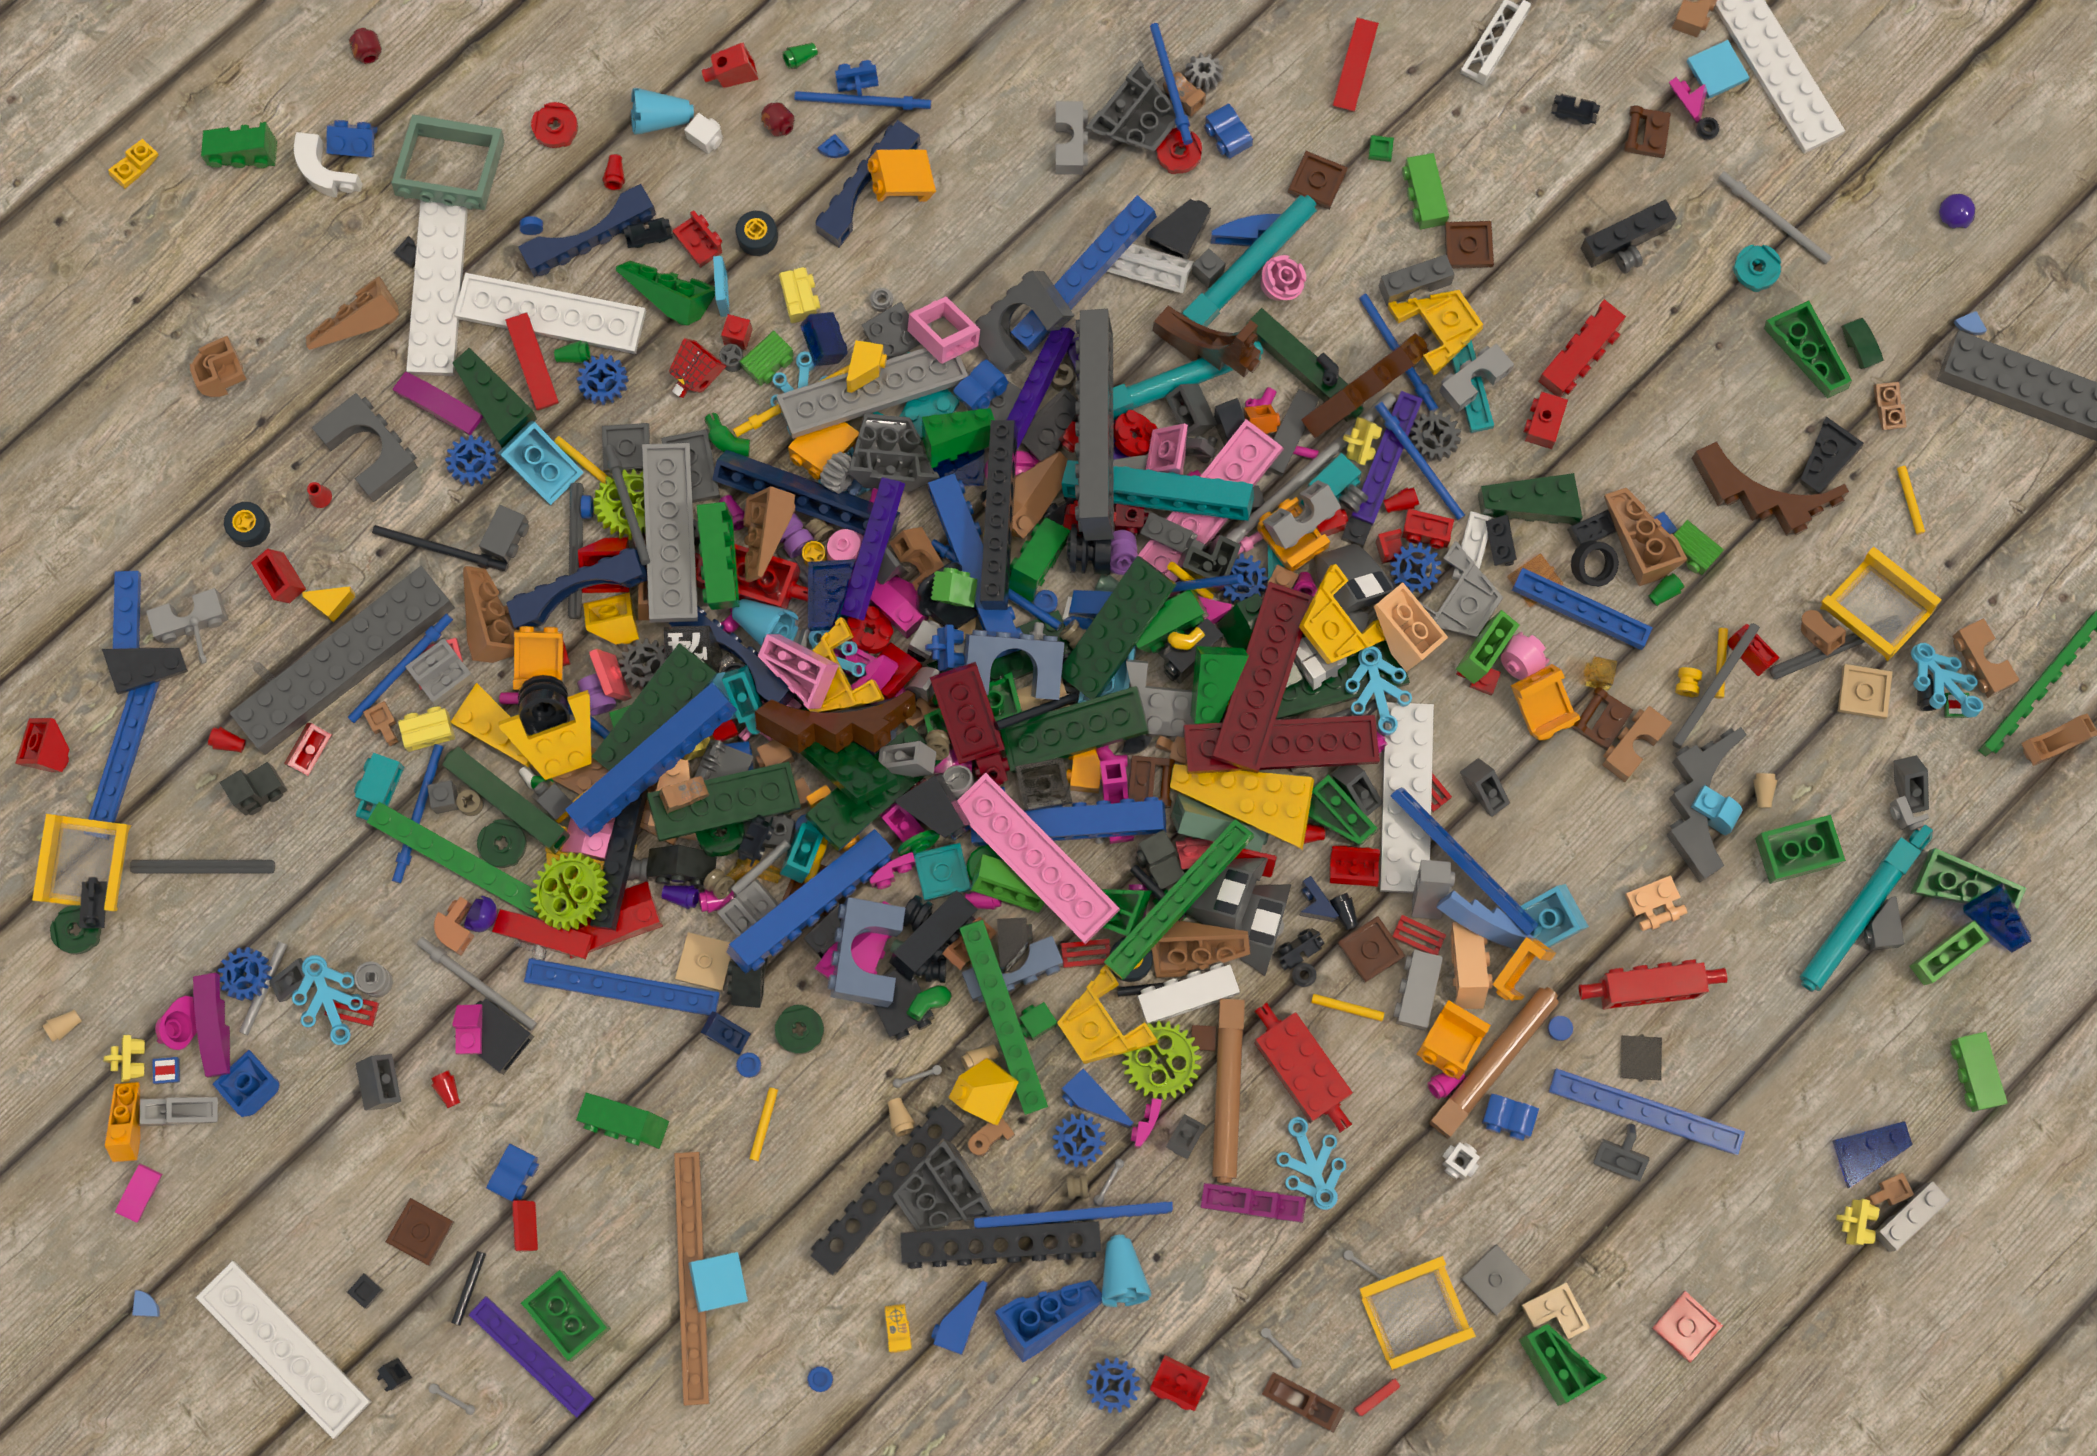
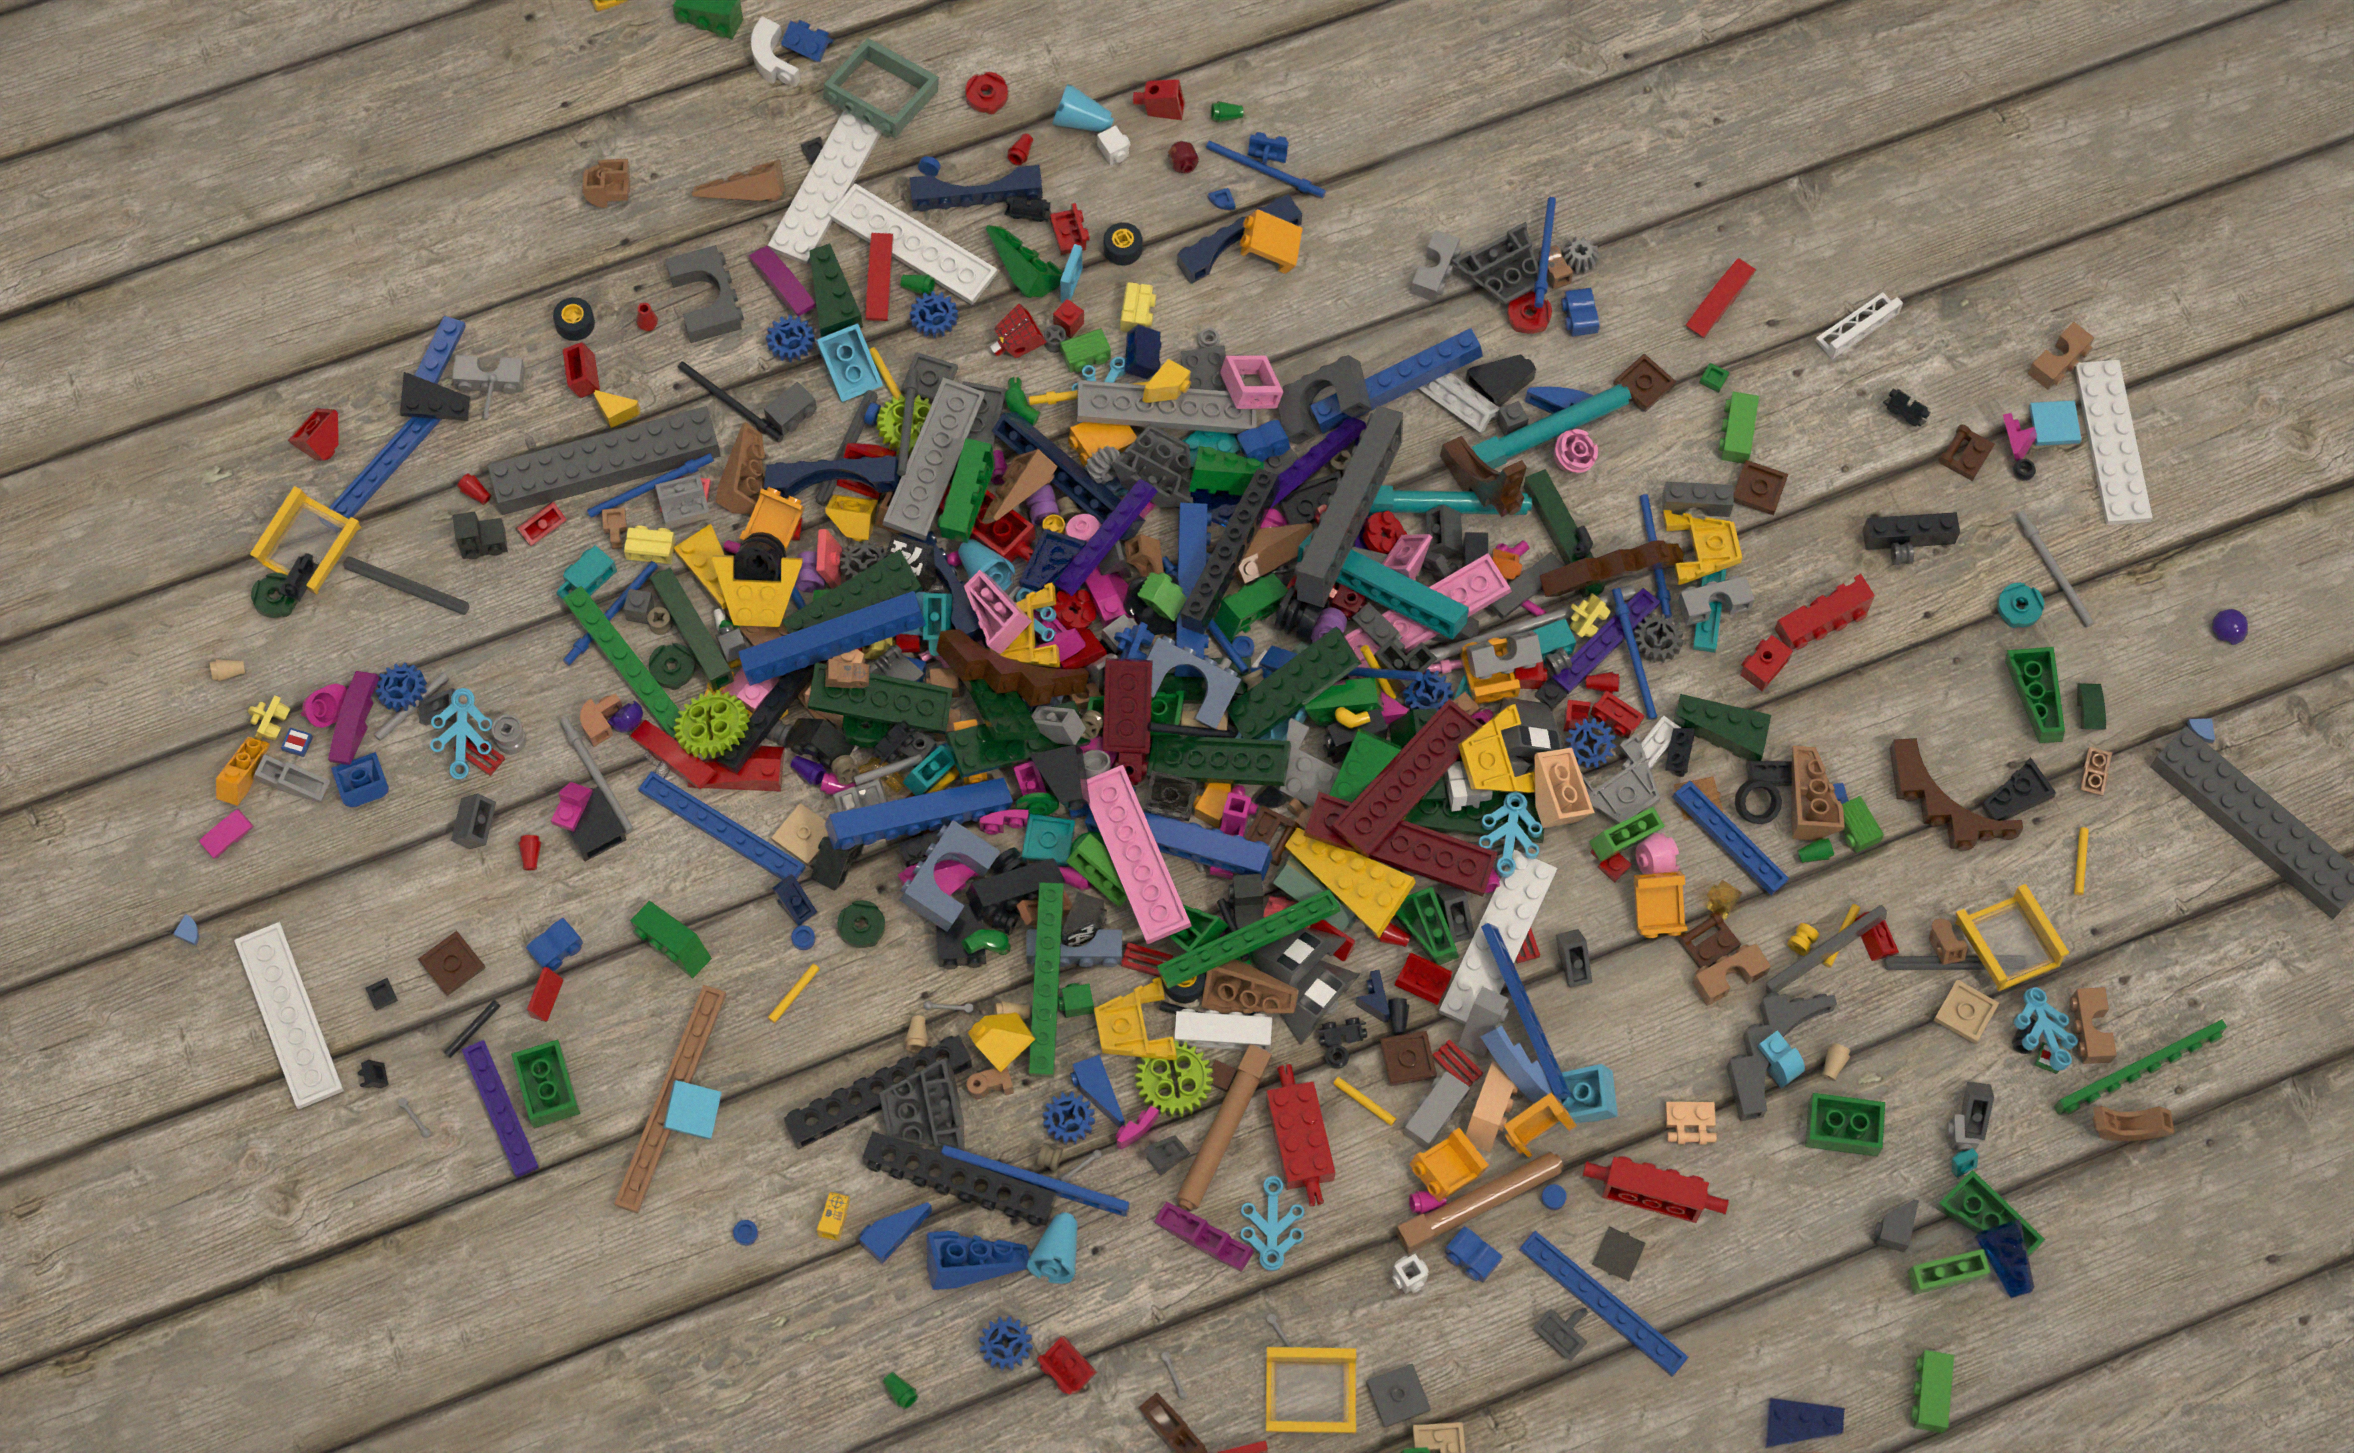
camera: 20 degrees right, 10 degrees down
(1861, 911) = (1925, 1178): teal brick -> none

